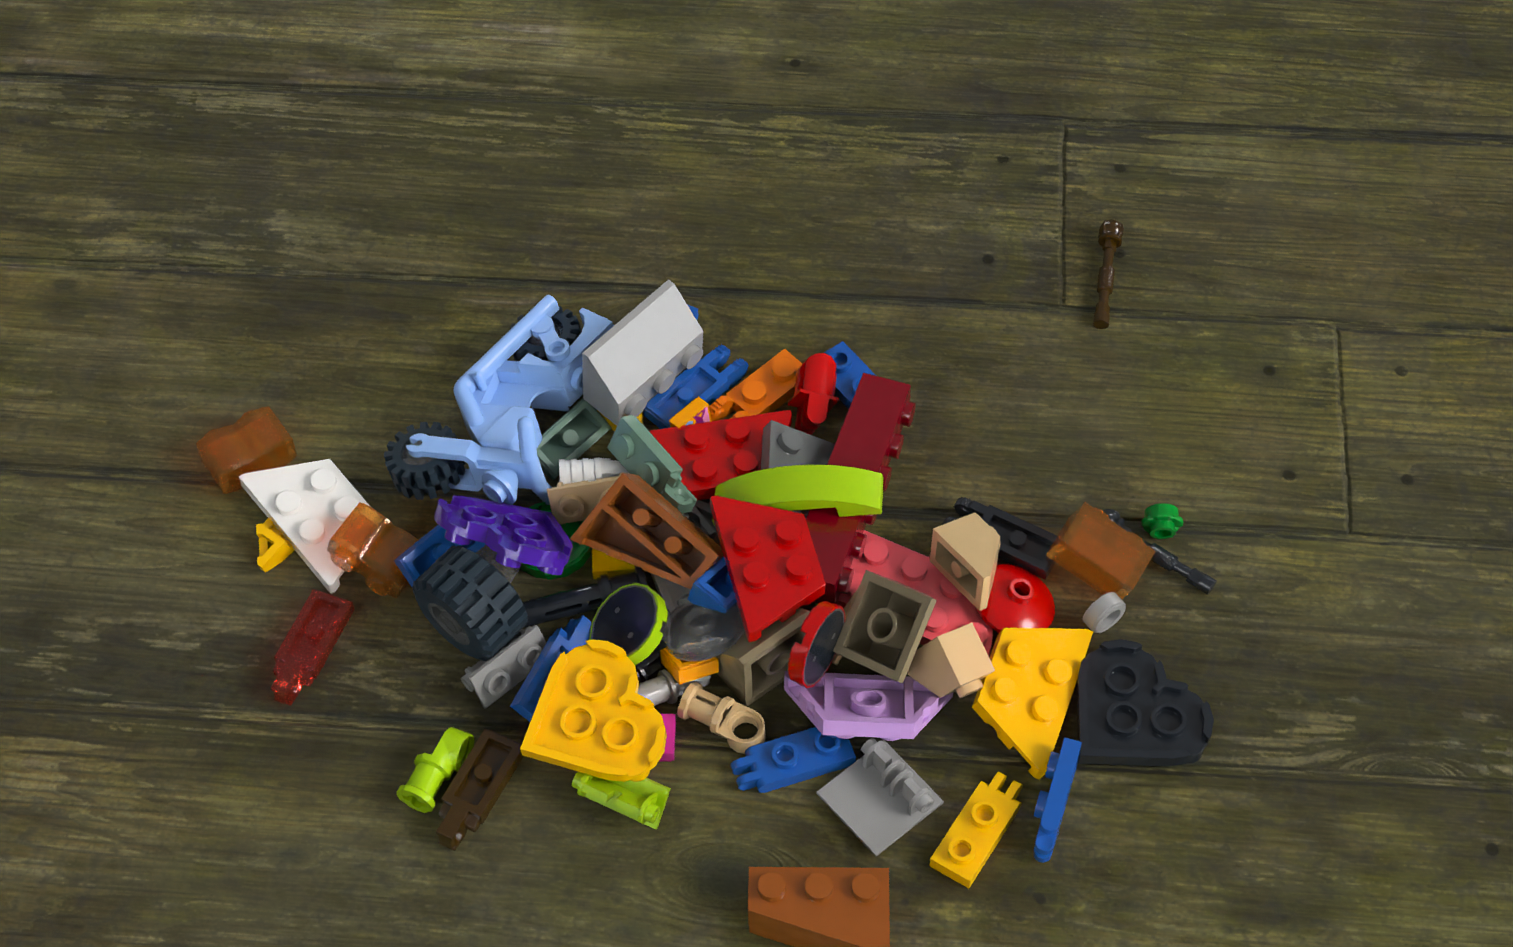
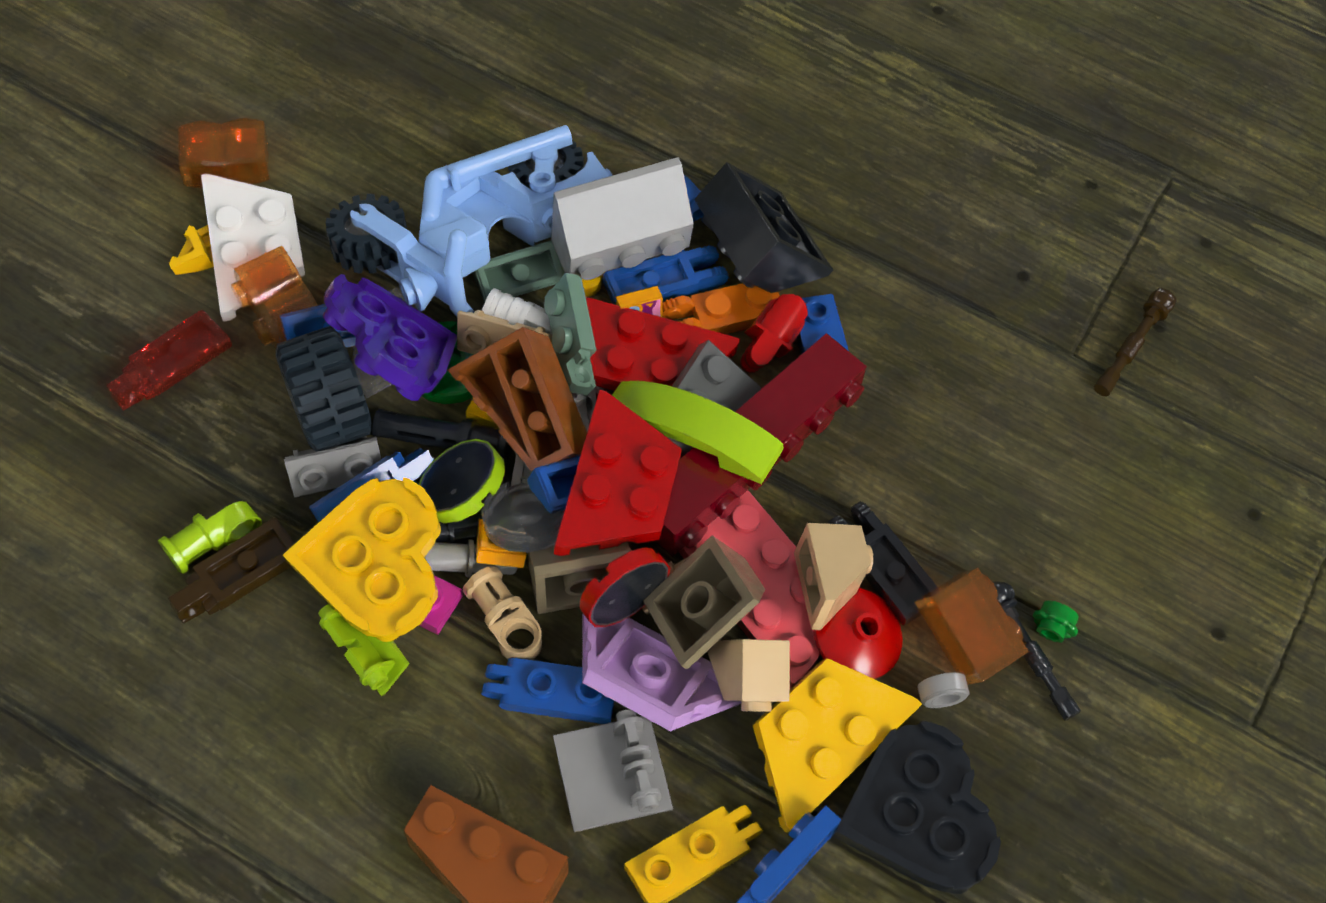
camera: 20 degrees right, 5 degrees up
(756, 315) = (760, 232): none -> black slope

